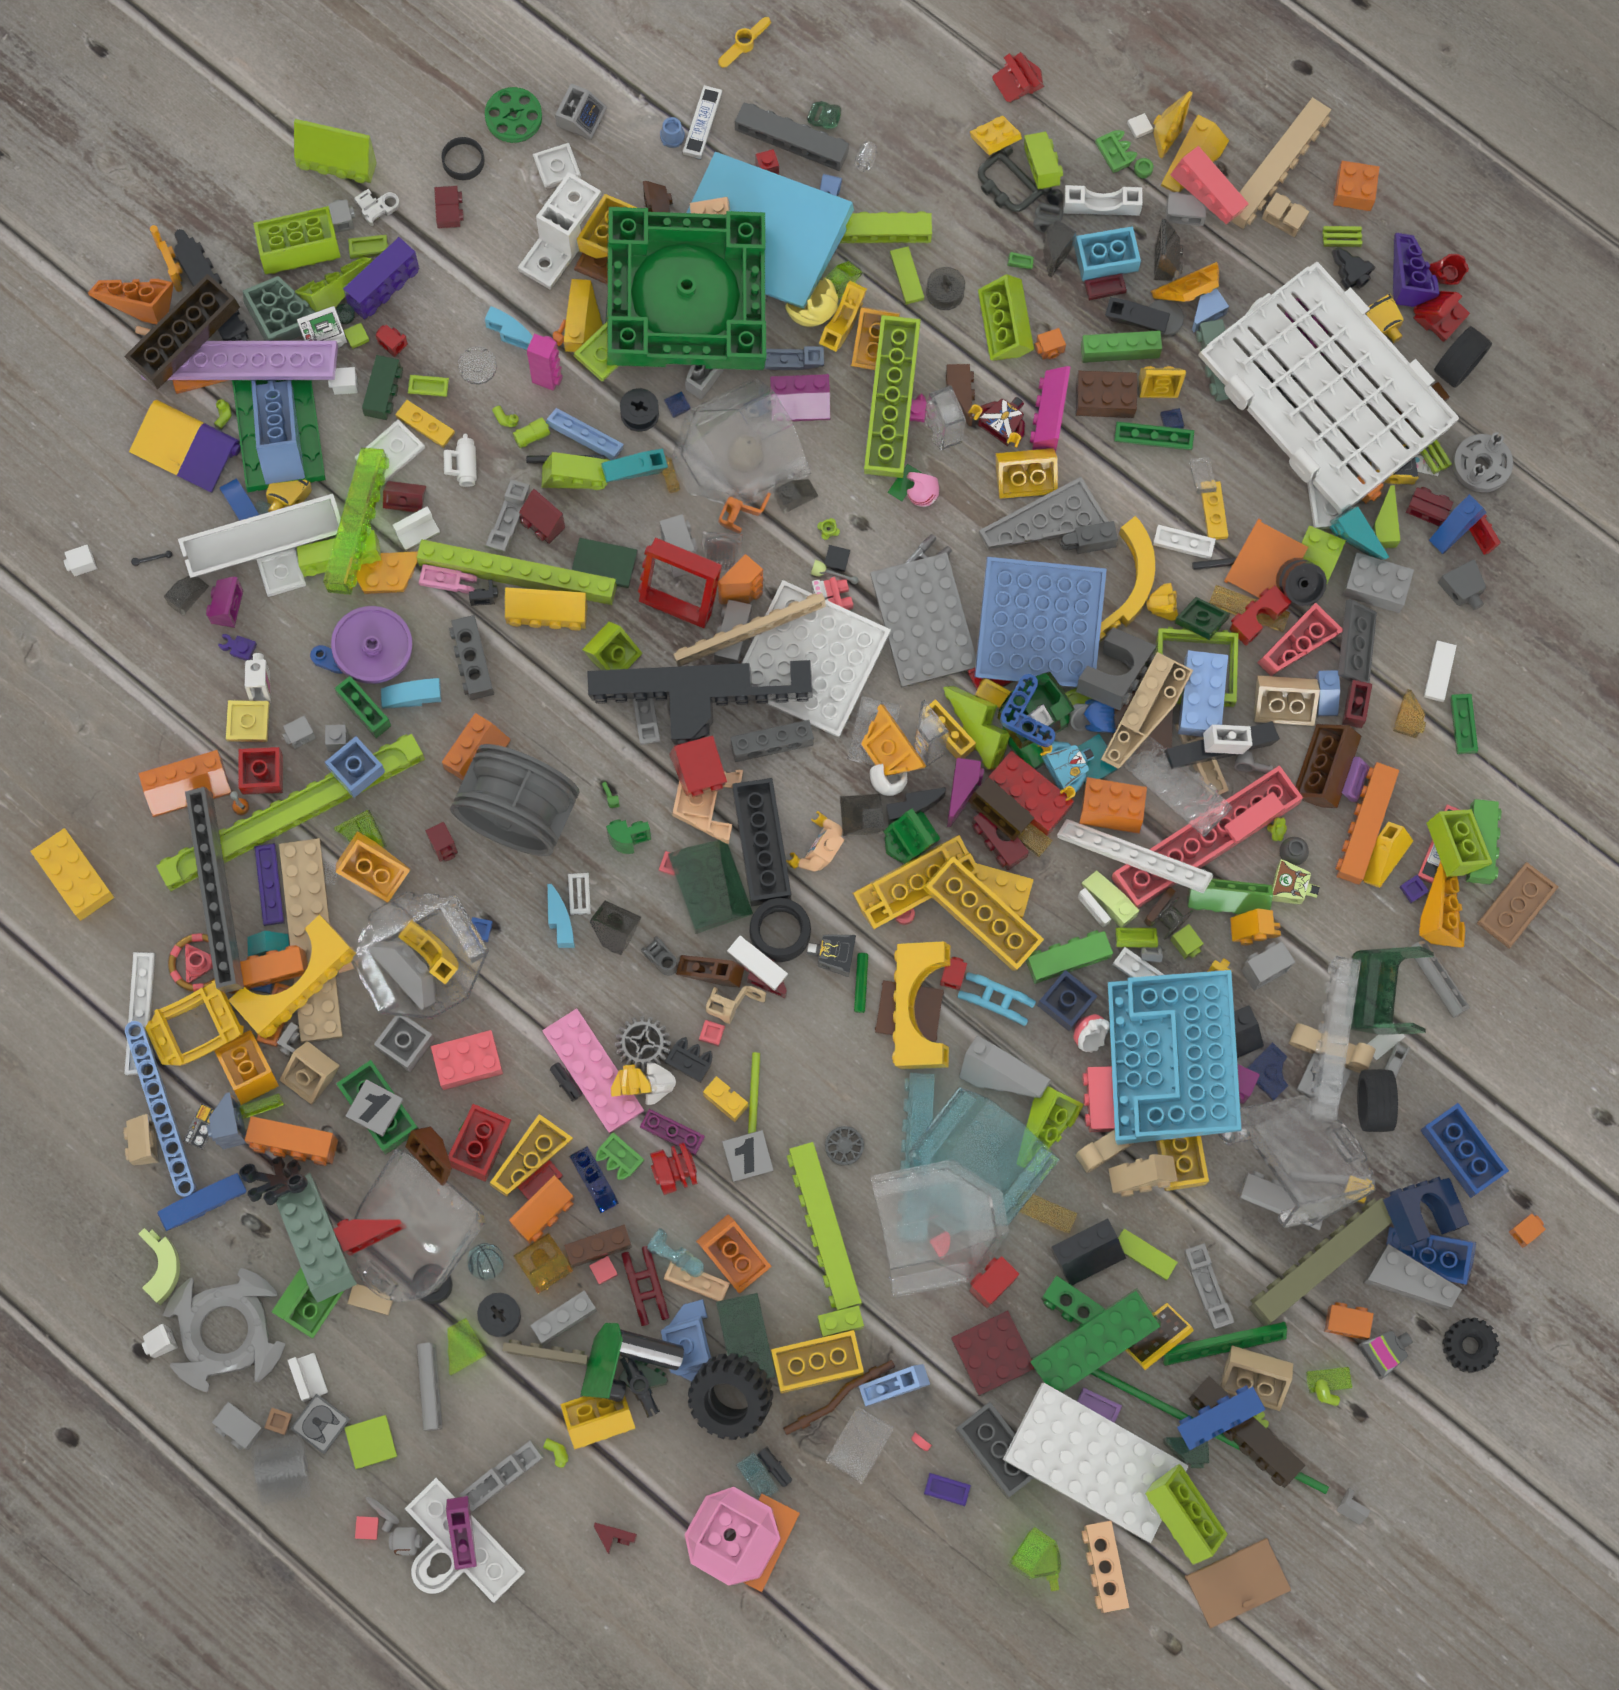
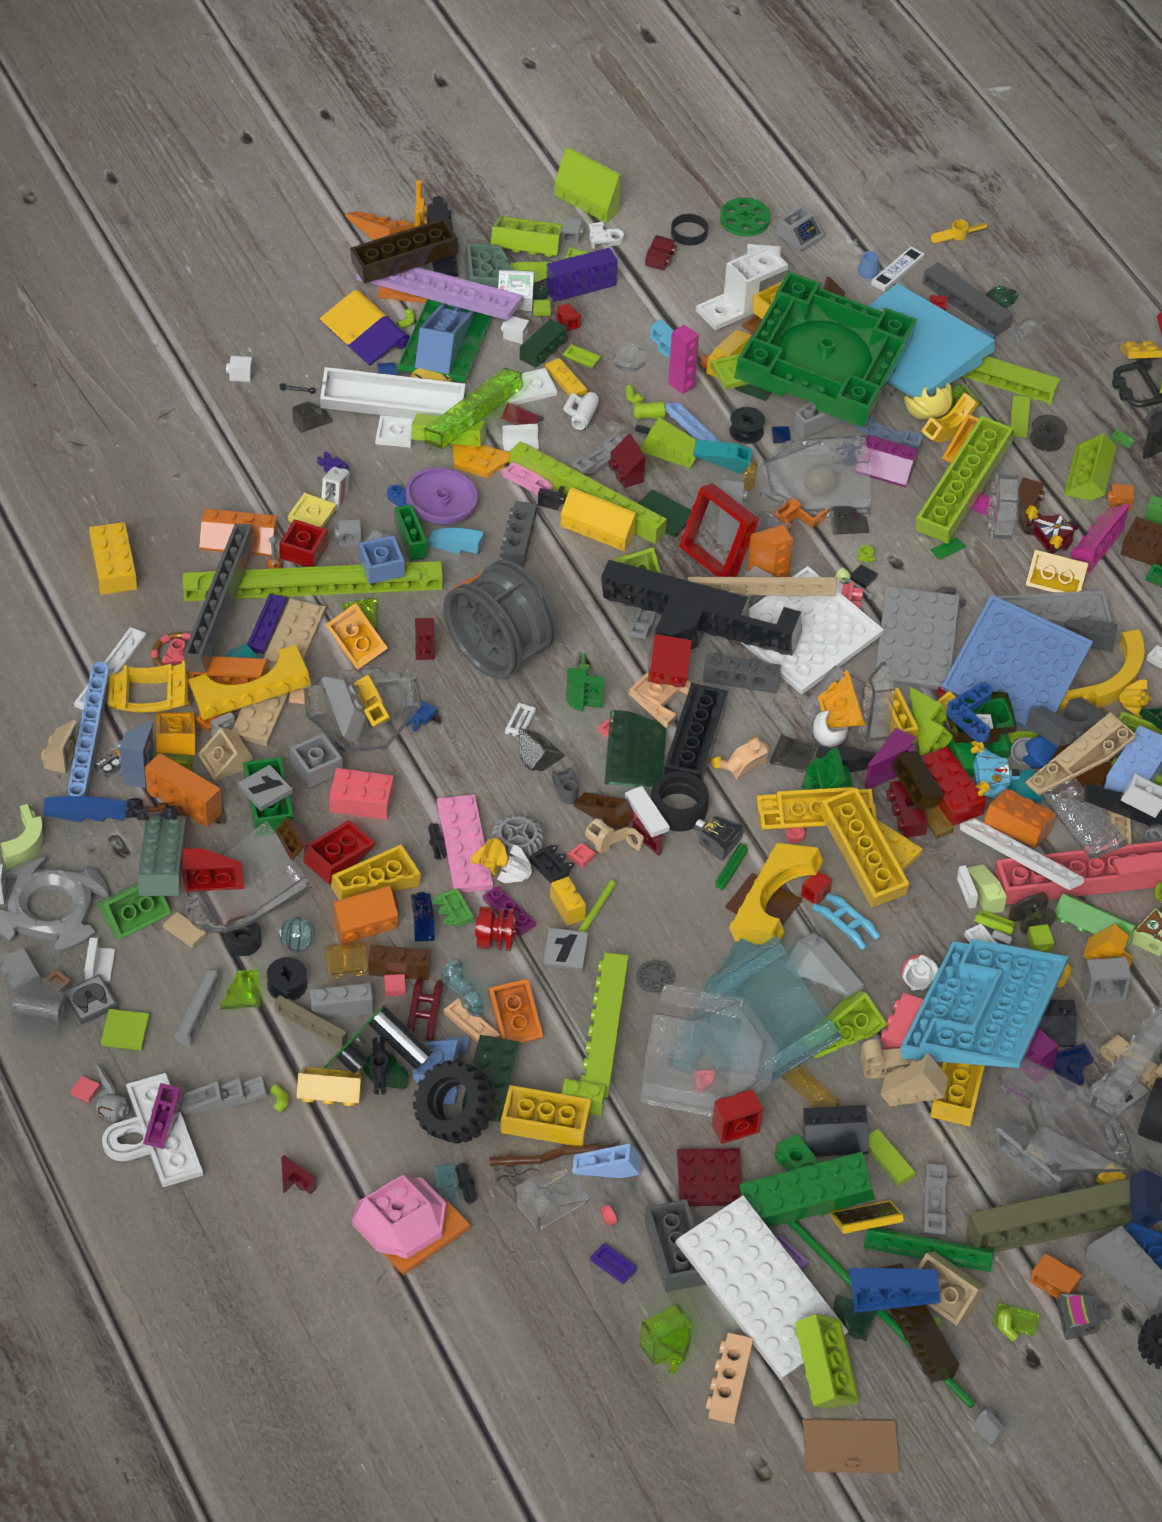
camera: 25 degrees right, 25 degrees down
(225, 602) = (340, 431): magenta slope -> none
(559, 919) = (493, 729): medium azure slope -> none
(925, 489) = (961, 551): bright pink helmet -> none
(1067, 1000) = (908, 938): dark blue brick -> none
(1069, 957) = (927, 913): bright green brick -> none

